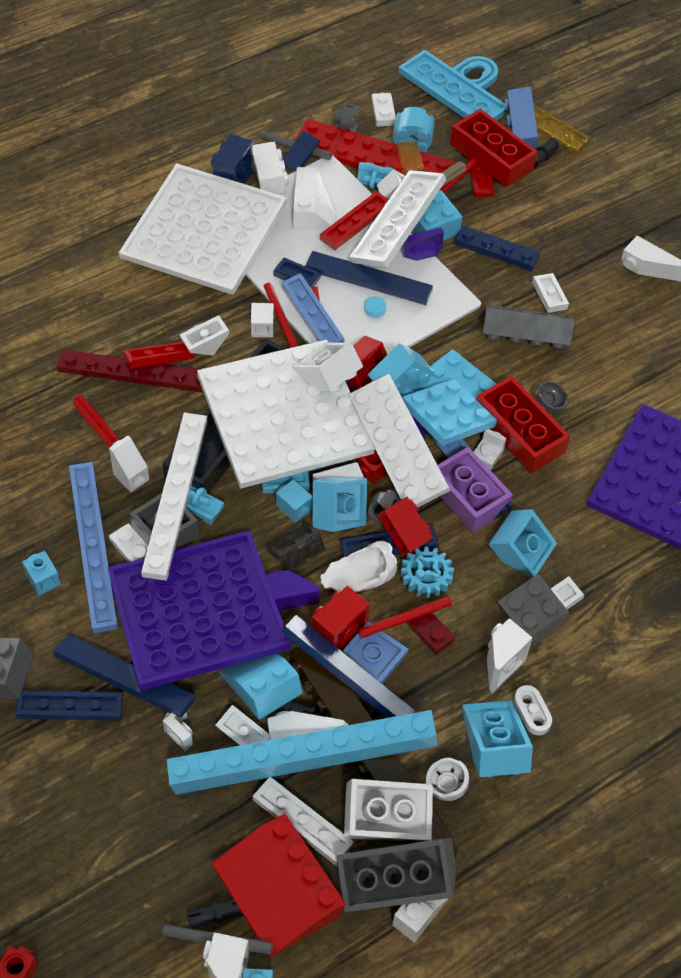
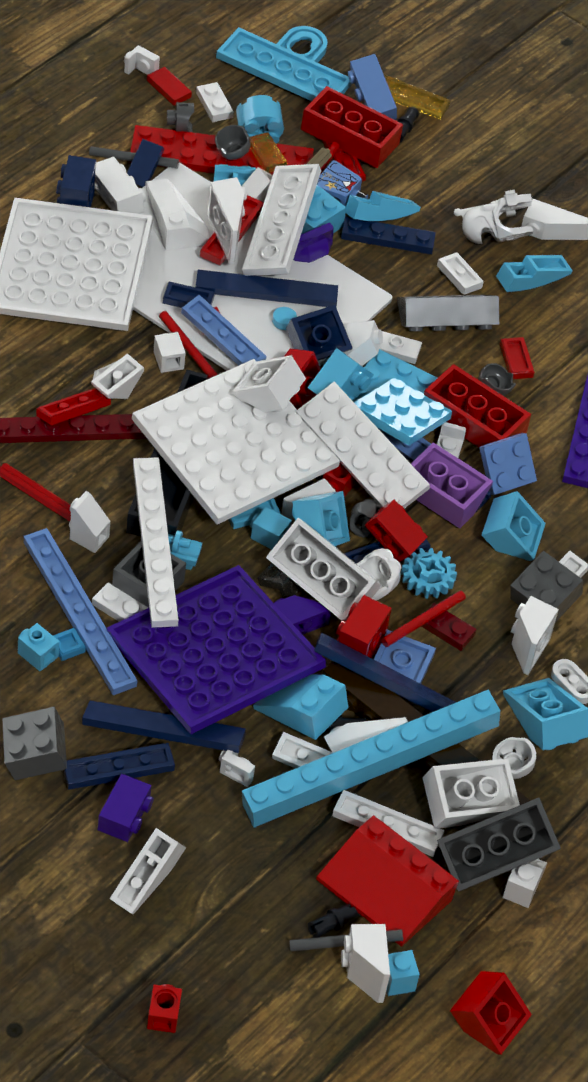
camera: 20 degrees left, 5 degrees down
(55, 819) = (147, 871): none -> white slope
(57, 749) = (124, 808): none -> dark purple brick
(71, 575) = (70, 644): none -> dark azure tile
(321, 550) = (322, 569): none -> white slope
(331, 64) = (142, 60): none -> white bracket
(349, 90) = (169, 86): none -> red tile
(350, 205) = (226, 213): none -> white slope
(381, 144) = (233, 142): none -> dark grey hair
(397, 325) = (319, 332): none -> dark blue slope
(436, 341) = (365, 340): none -> white slope
(467, 197) = (340, 182): none -> medium blue torso
(470, 349) = (401, 347): none -> white plate
(495, 221) = (380, 207): none -> medium azure slope
(535, 479) = (508, 463): none -> medium blue plate
(579, 379) = (517, 357): none -> red tile
(590, 245) = (486, 218): none -> white helmet
(618, 302) = (533, 272): none -> medium azure slope

